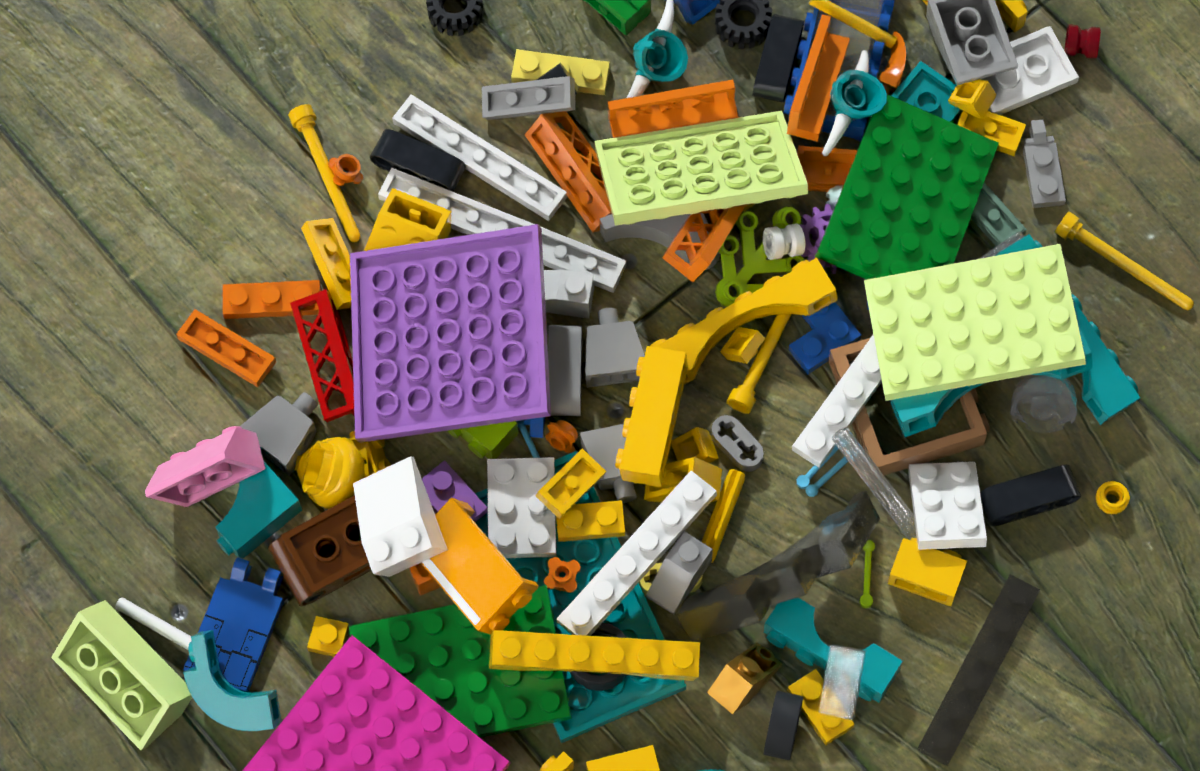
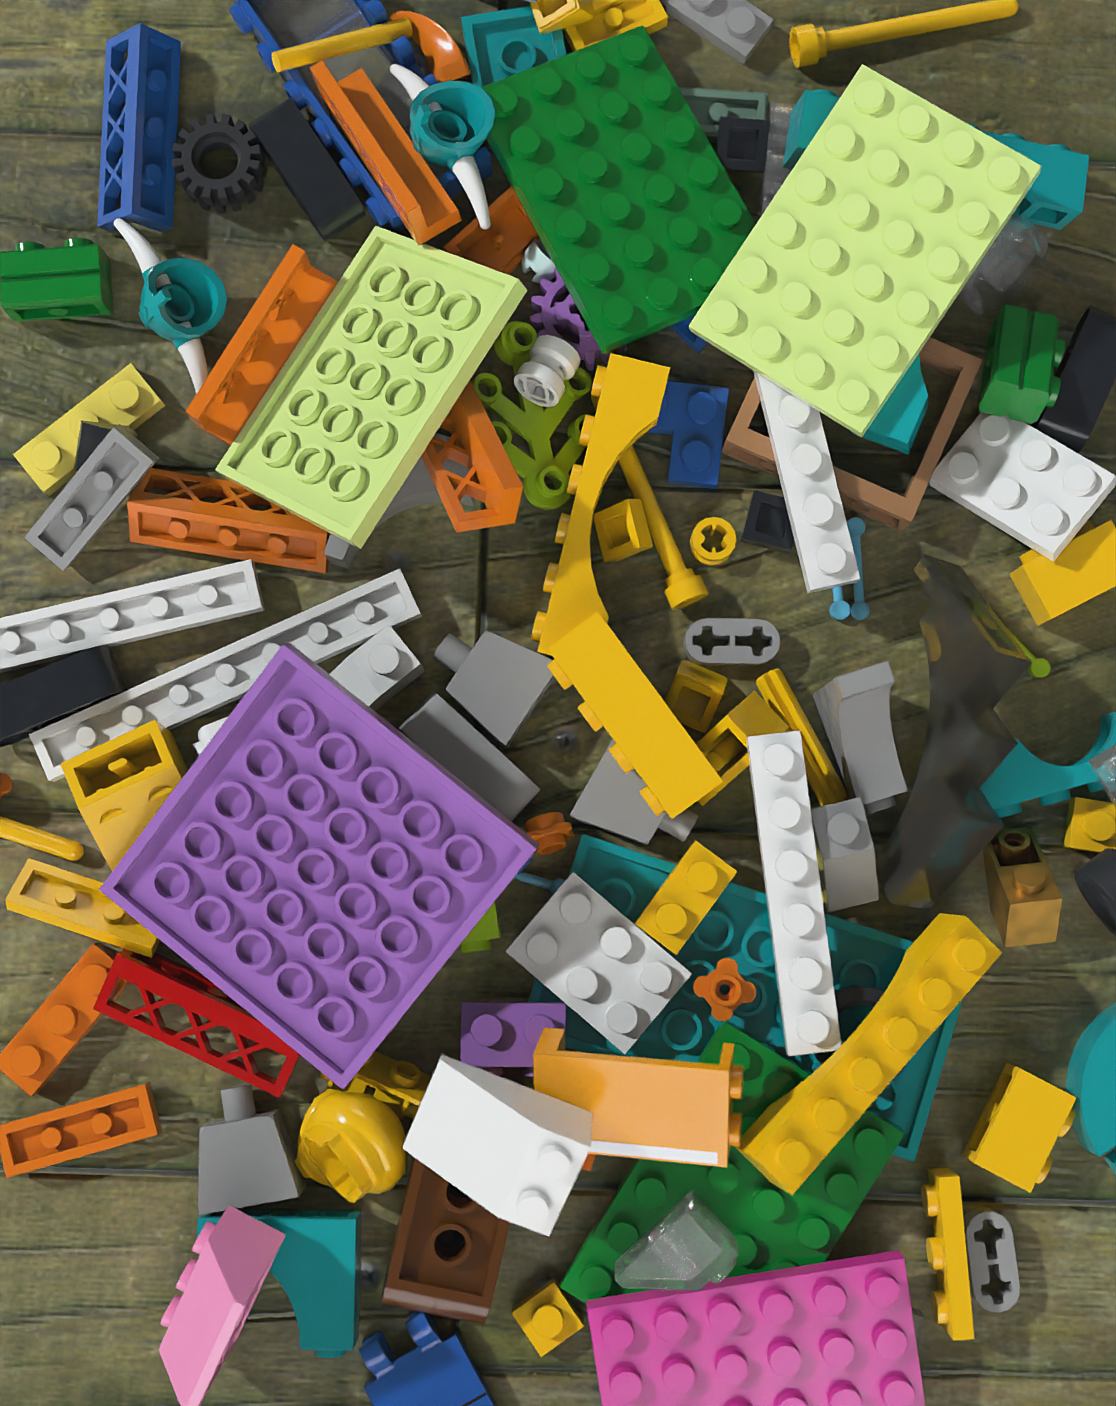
camera: 50 degrees left, 15 degrees up
(420, 652) = (680, 1251): none -> clear slope
(570, 483) = (630, 886): yellow plate -> none
(748, 530) = (861, 735): none -> light grey arch
(787, 398) = (727, 544): none -> yellow bush
(808, 405) = (768, 523): none -> black plate
(875, 481) = (929, 534): clear axle -> none
(984, 235) = (742, 144): none -> black plate
(1004, 454) = (1020, 364): none -> green brick

